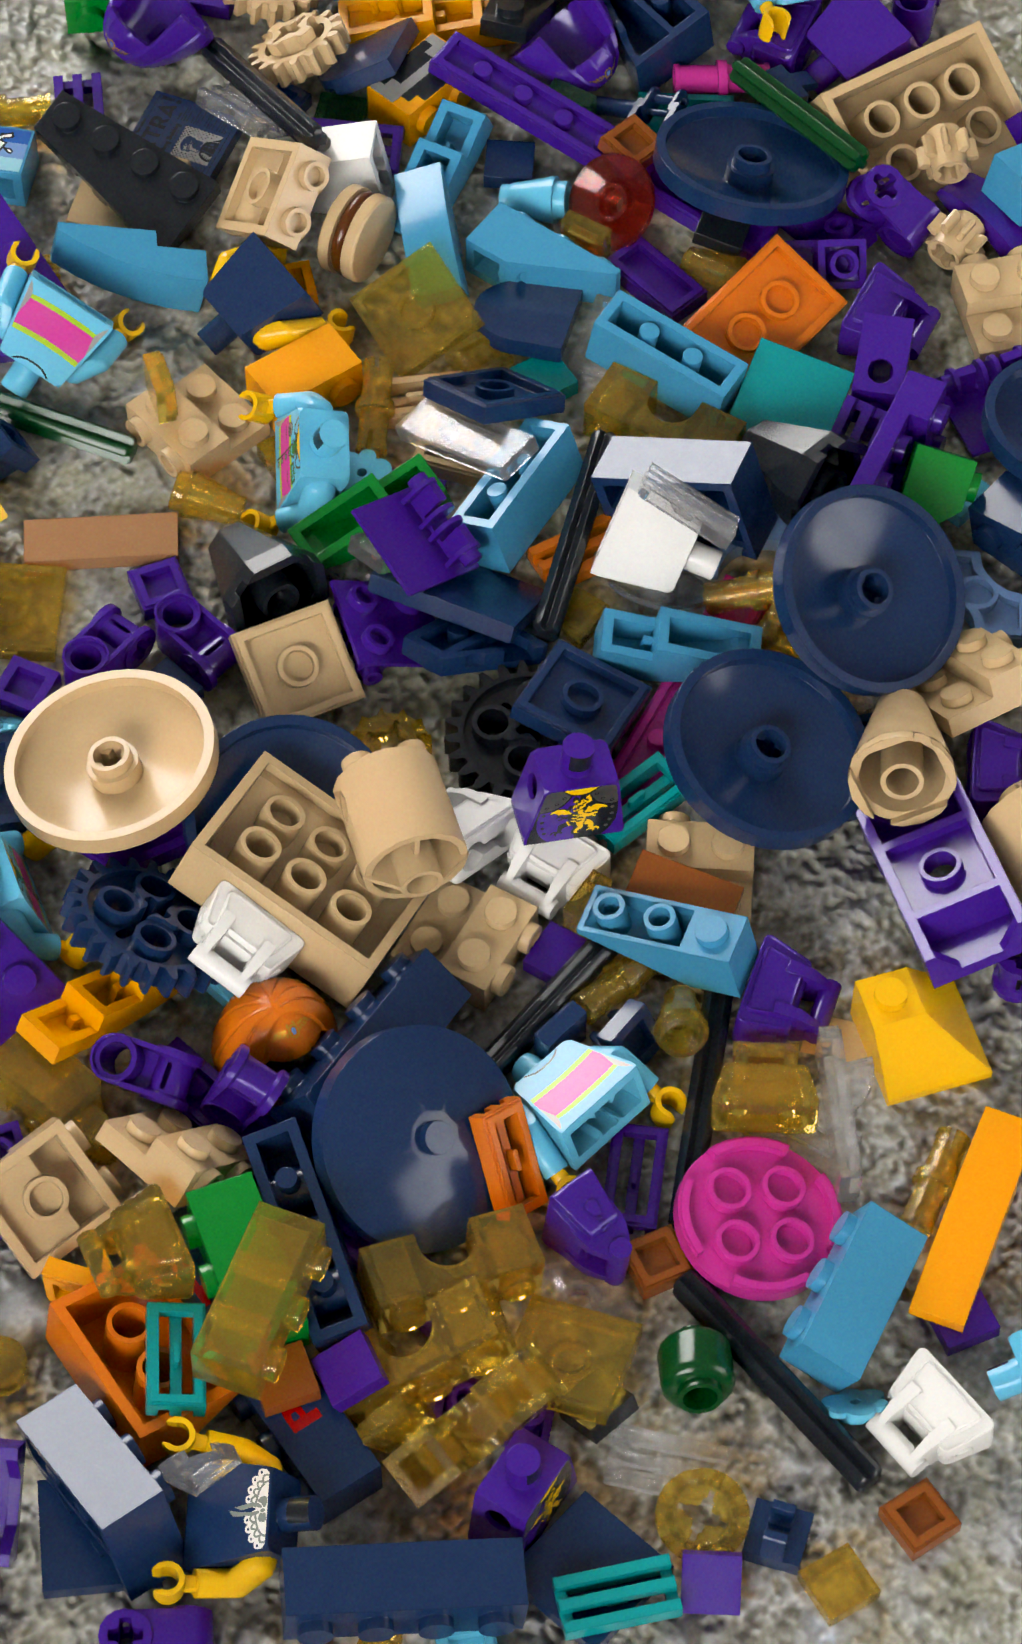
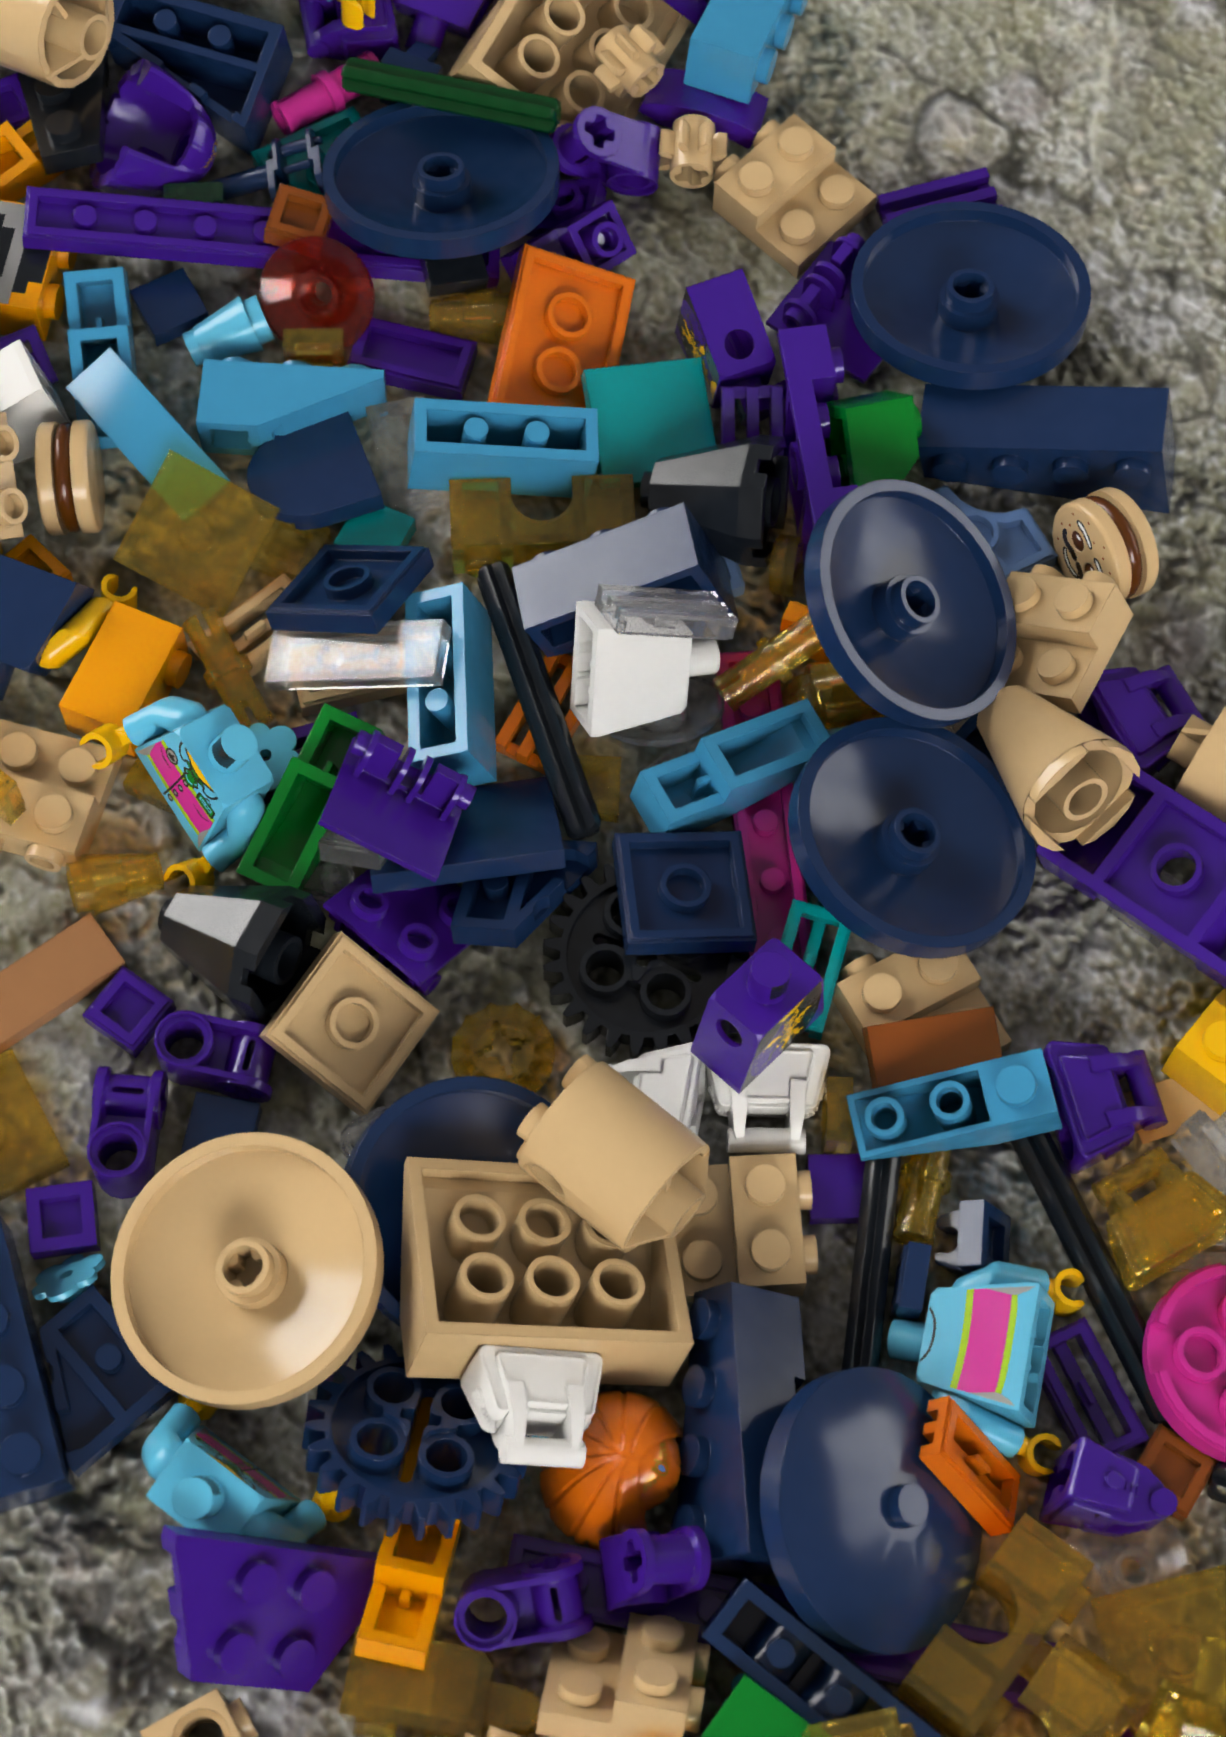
camera: 35 degrees left, 10 degrees up
(681, 1023) = (1025, 1195): clear yellow cone -> none
(888, 295) = (667, 263): dark purple piece -> none

